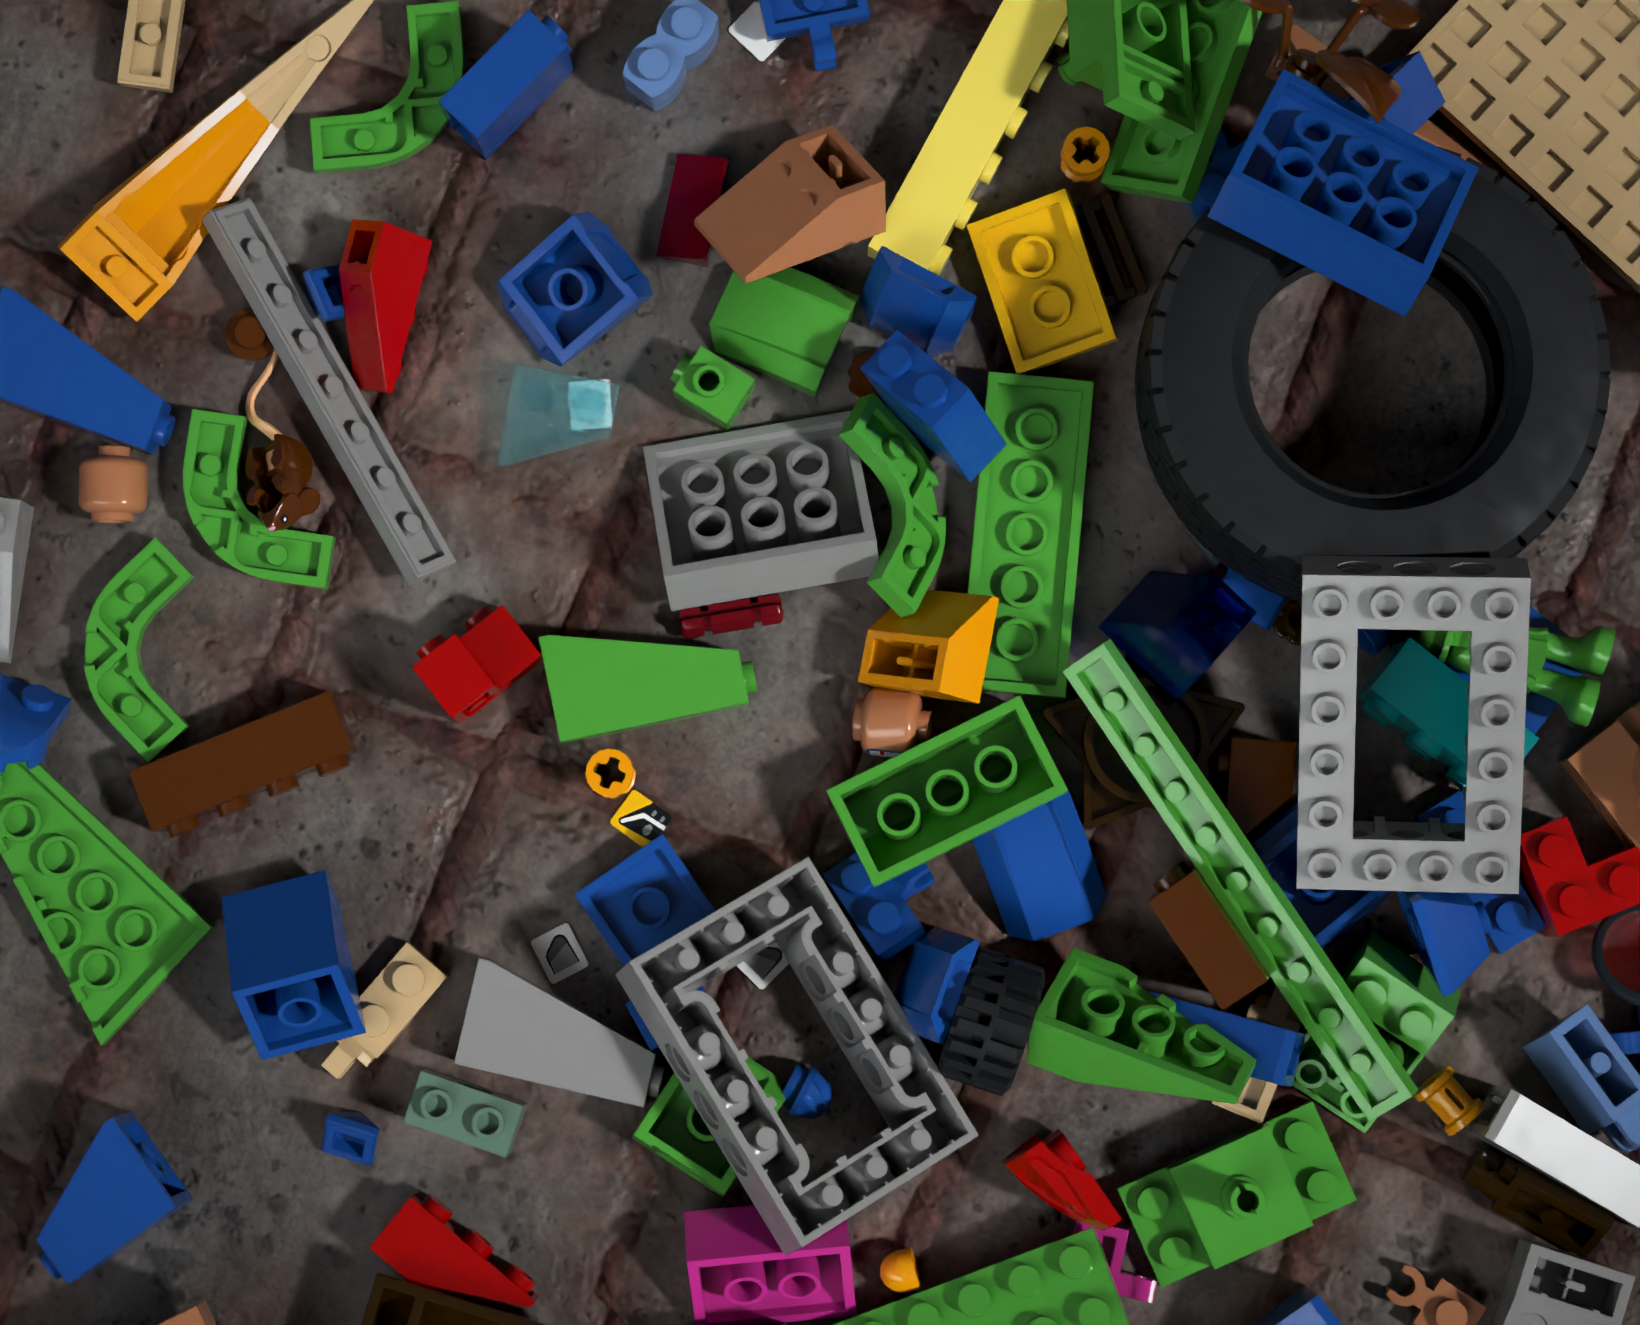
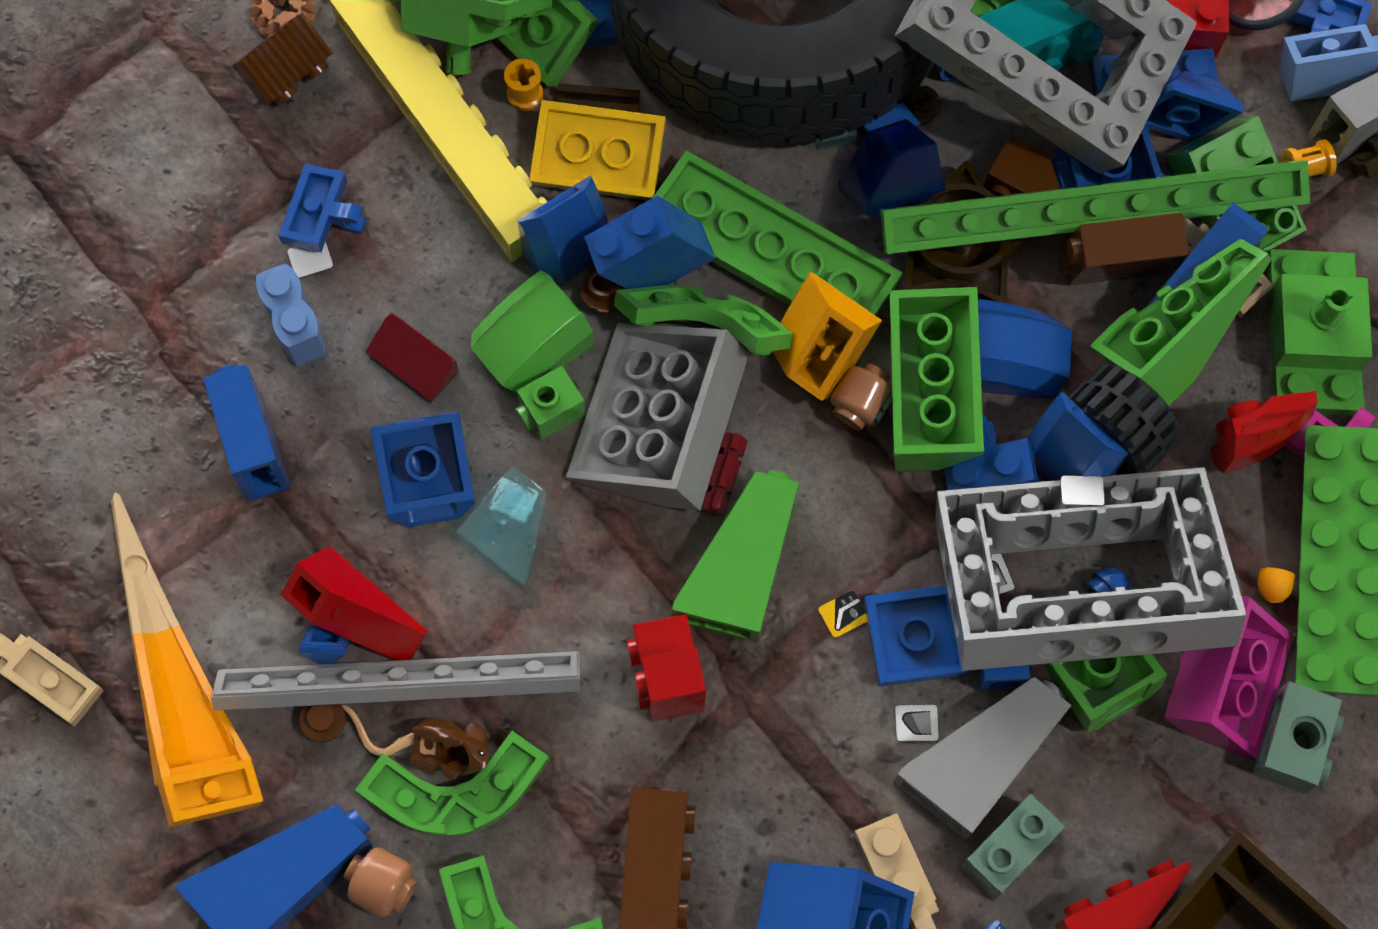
camera: 65 degrees left, 15 degrees down
(413, 116) = (228, 517): bright green plate -> none
(605, 758) = (800, 599): light orange bush -> none
(796, 206) = (453, 272): nougat slope -> none
(883, 1013) = (1082, 490): none -> white sticker

